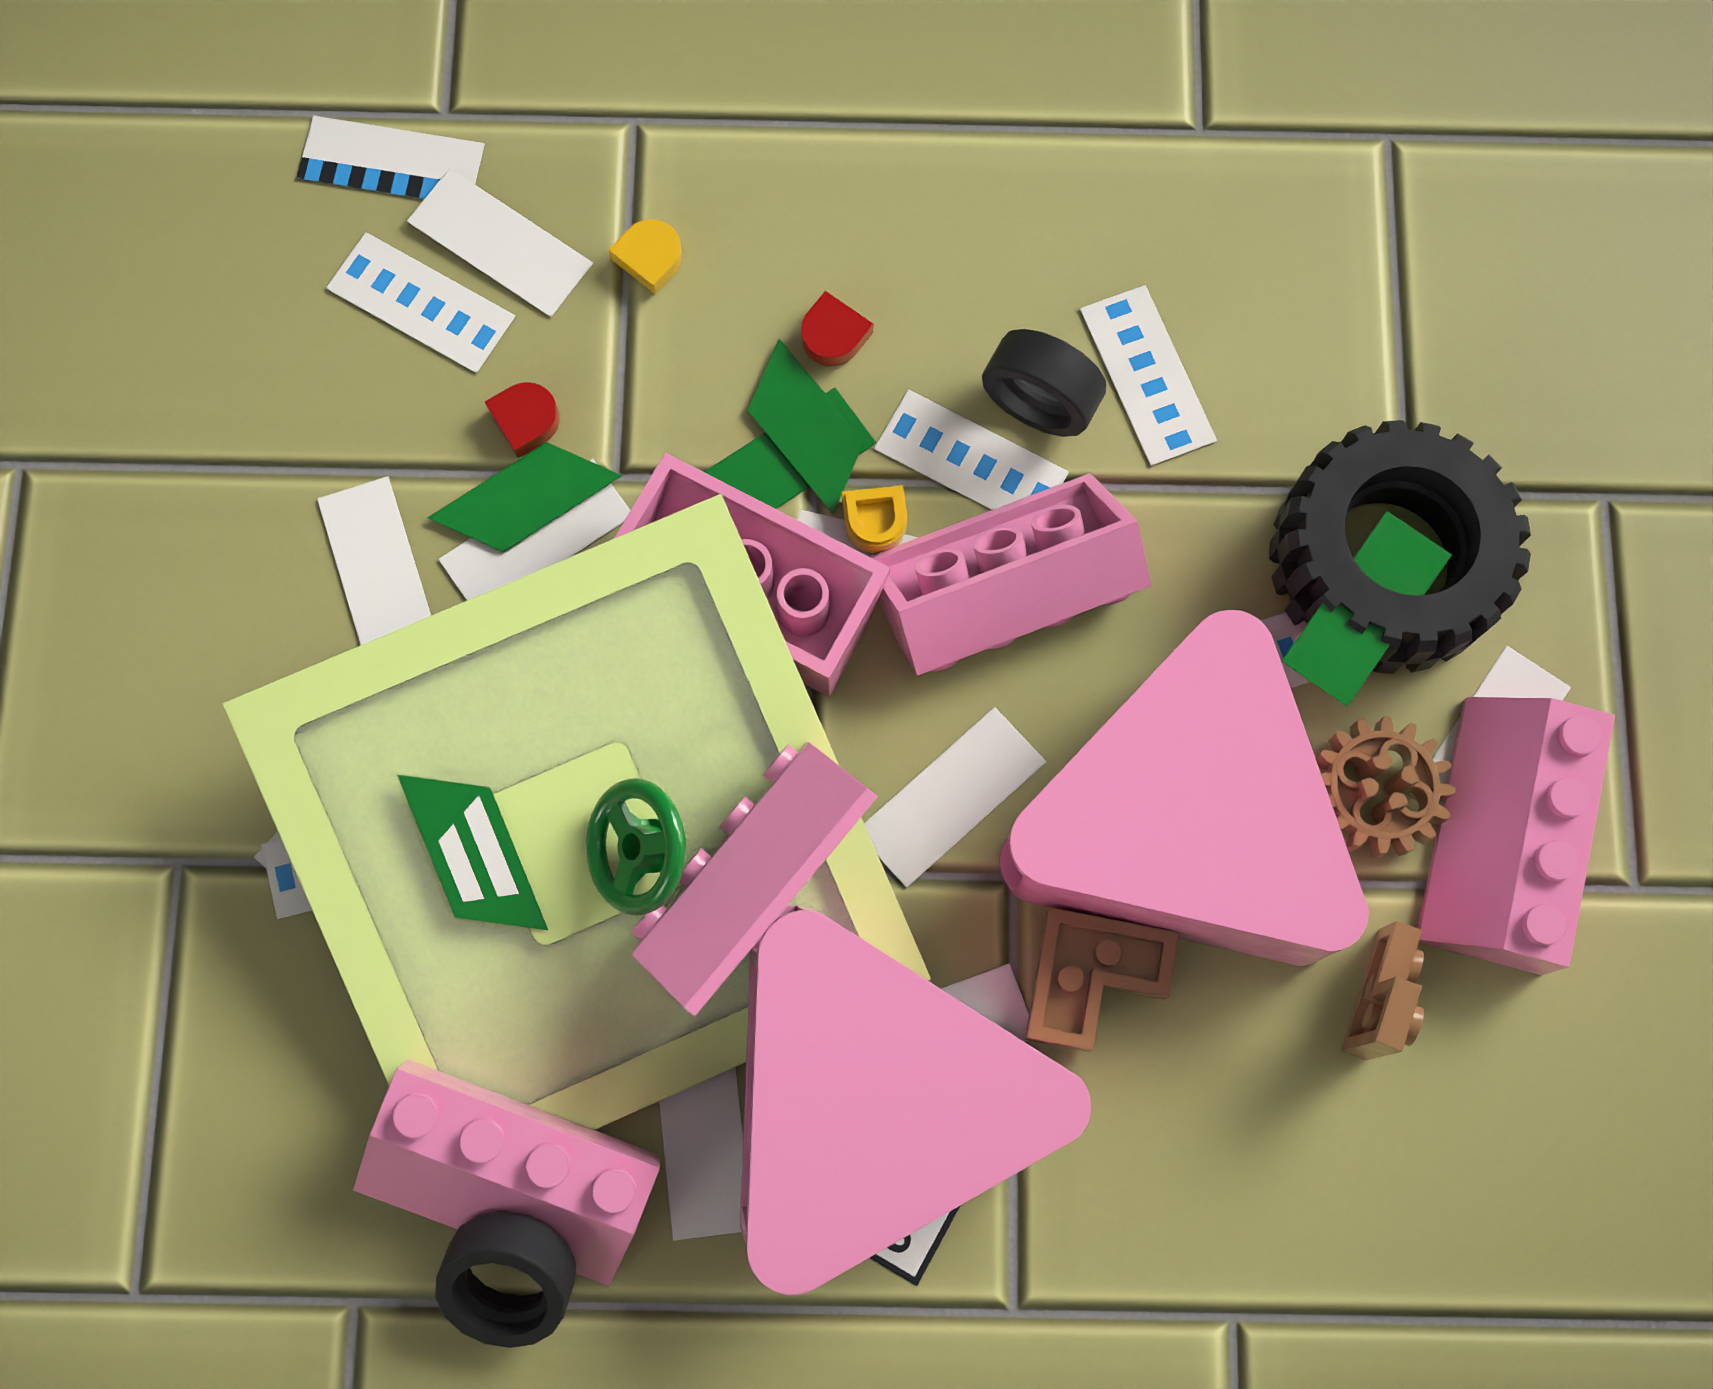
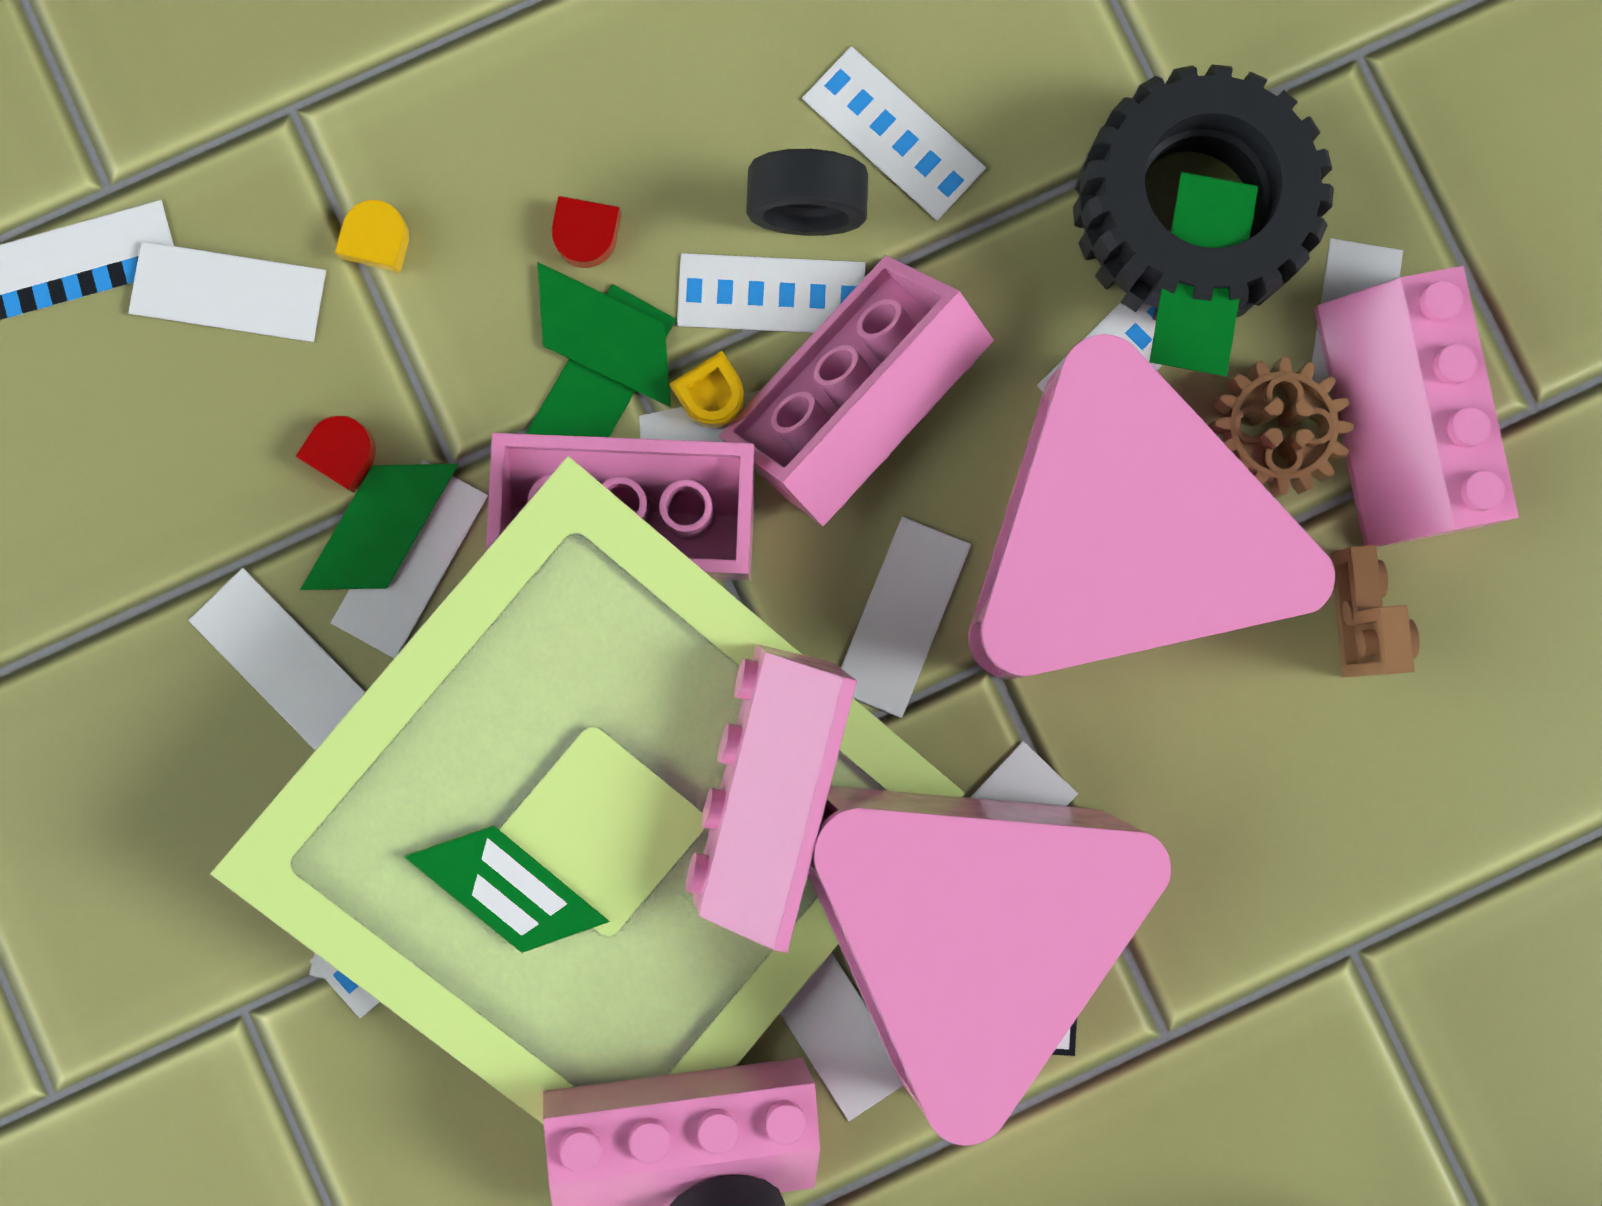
camera: 25 degrees left, 10 degrees up
(421, 302) = (183, 386): white sticker -> none
(642, 846) = (659, 815): green piece -> none
(1080, 959) = (1085, 715): medium nougat plate -> none

